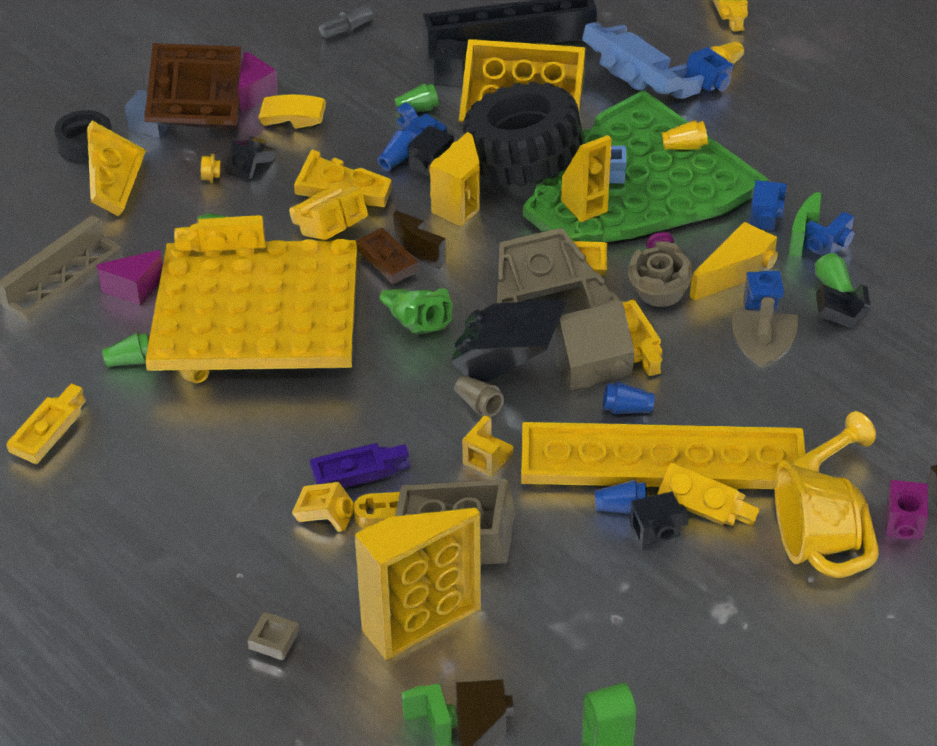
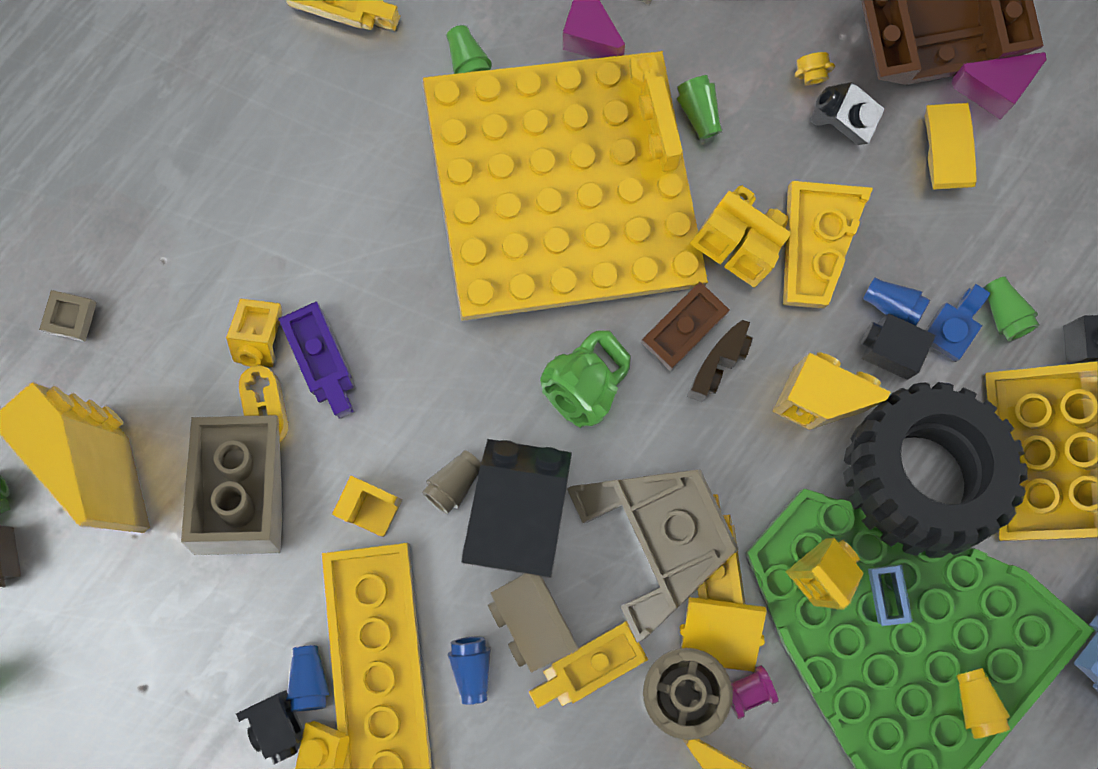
camera: 85 degrees right, 35 degrees up
(614, 258) = (725, 631): none -> yellow piece

